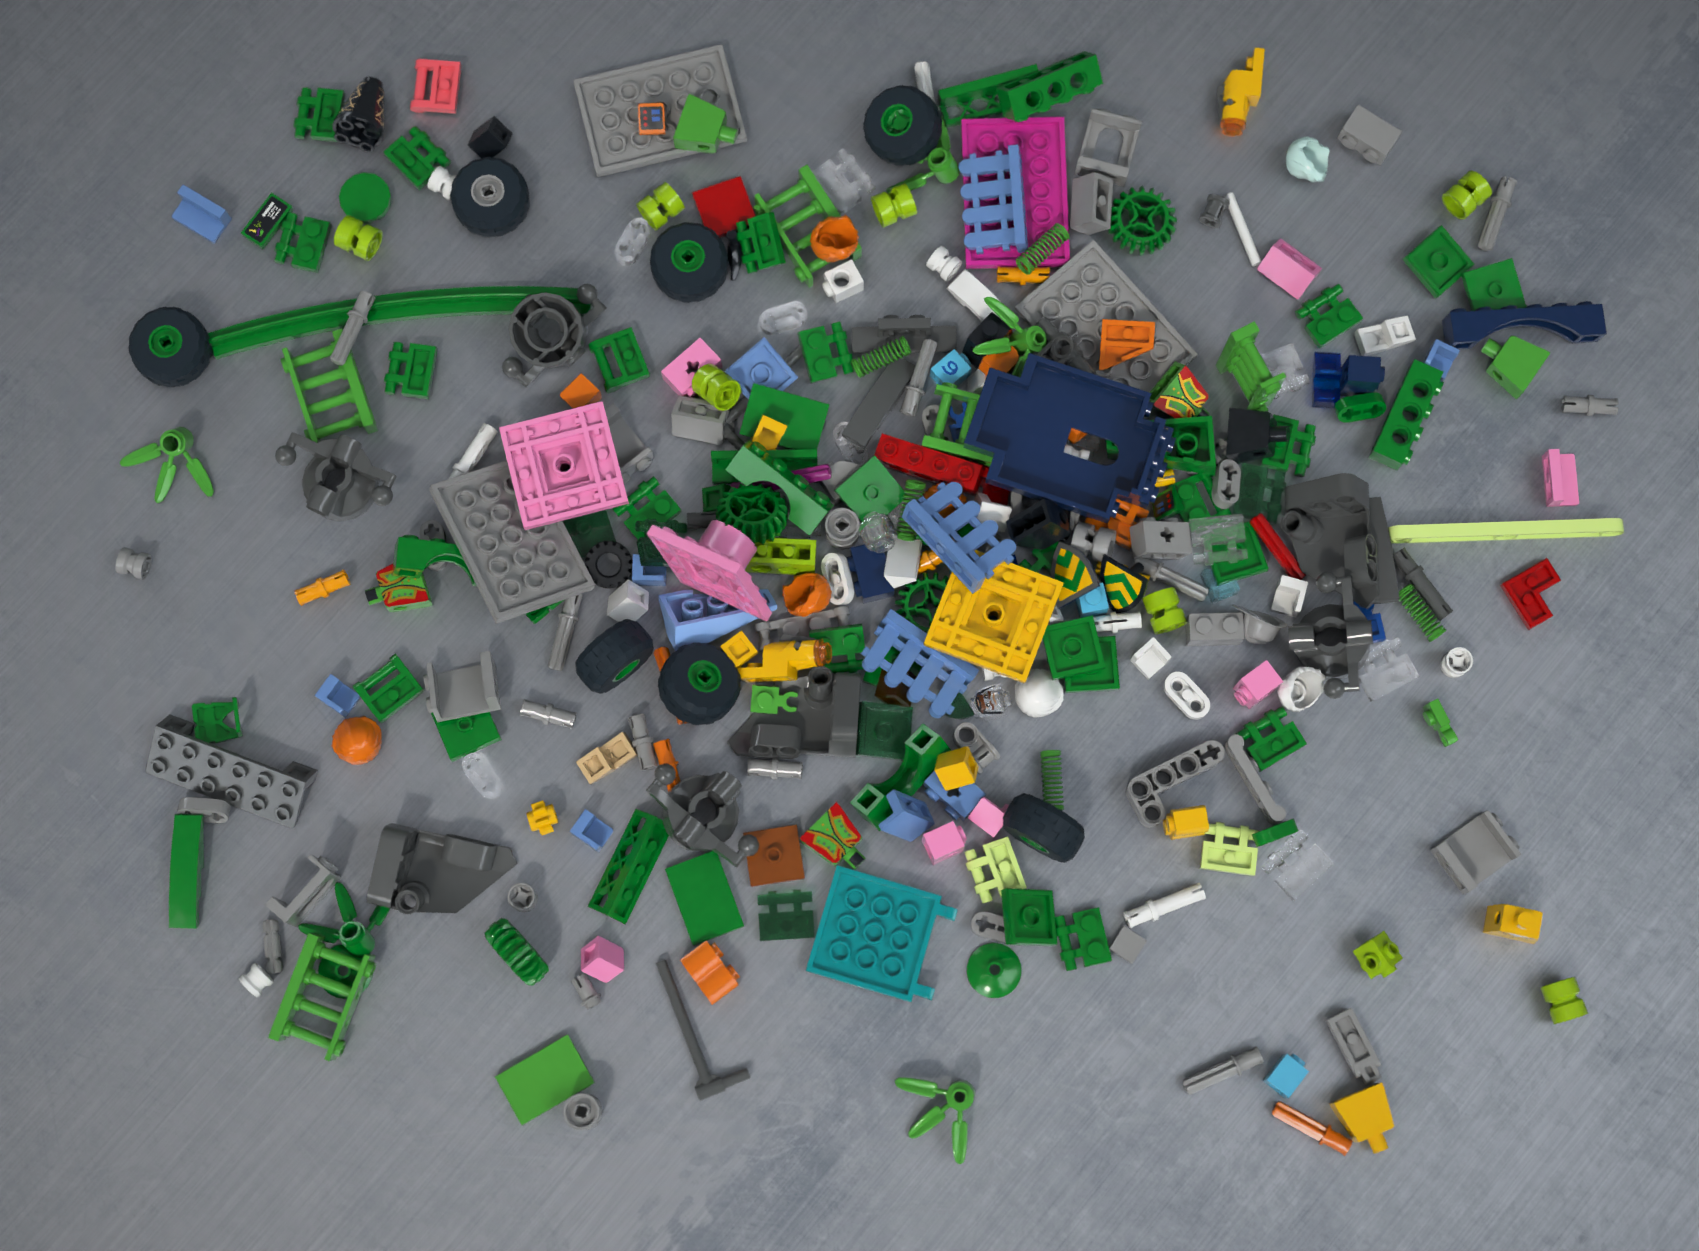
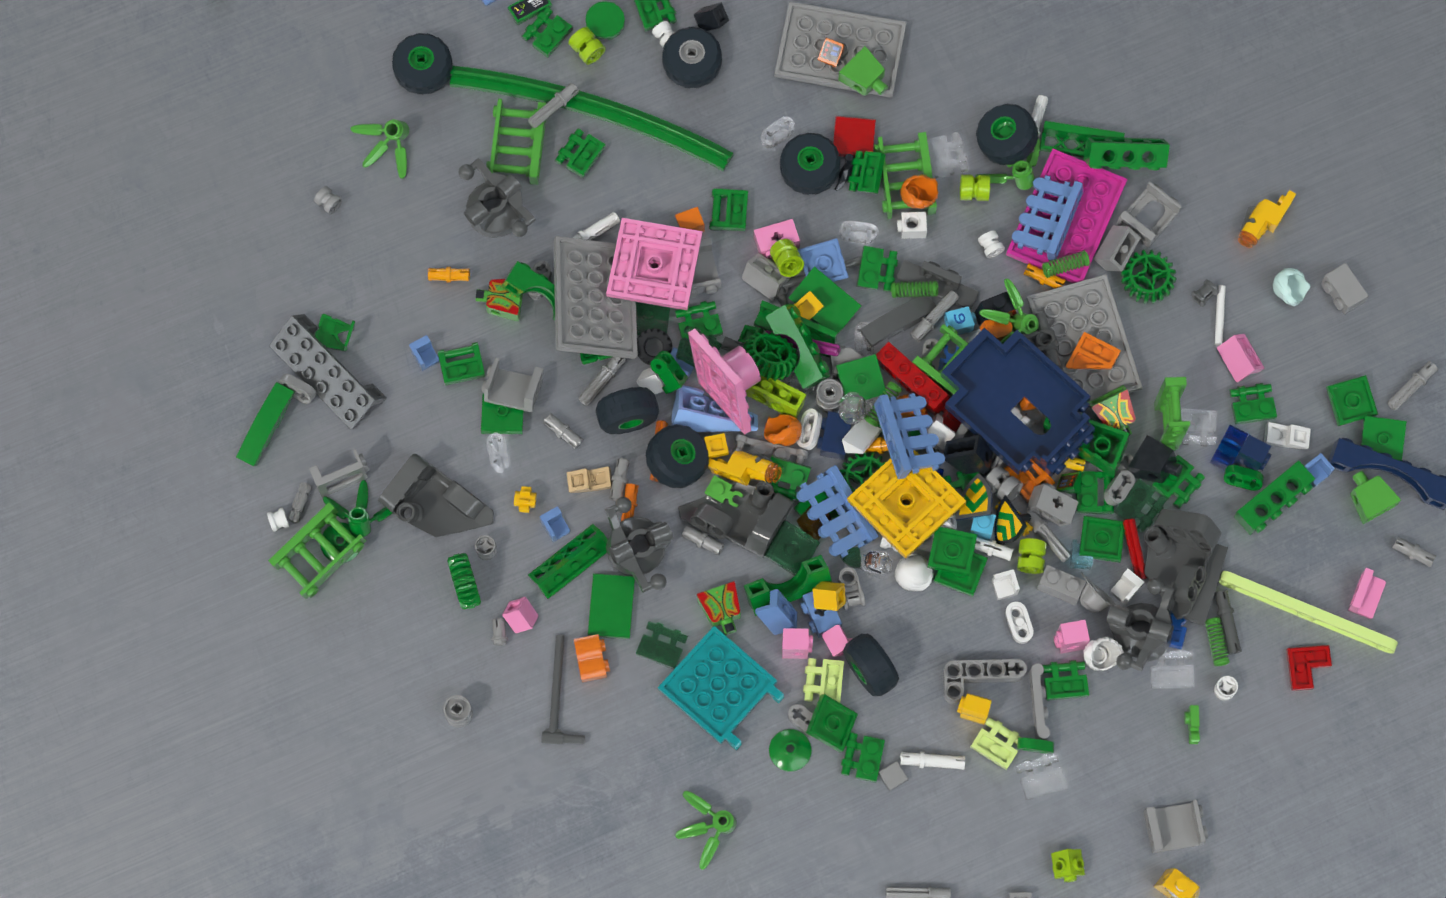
camera: 25 degrees right, 5 degrees down
(357, 740) = (423, 389): orange hair -> none
(538, 352) = (671, 174): dark grey piece -> none
(545, 1079) = (441, 677): bright green tile -> none
(641, 586) = (668, 371): none -> green leg
(667, 200) = (815, 114): lime wheel -> none
(777, 857) = (674, 601): dark orange plate -> none
(971, 293) = (999, 270): white slope -> none
(1051, 753) = (902, 620): bright green piece -> none
(1218, 531) = (1096, 517): clear plate -> none
(1467, 194) = (1398, 361): lime wheel -> none

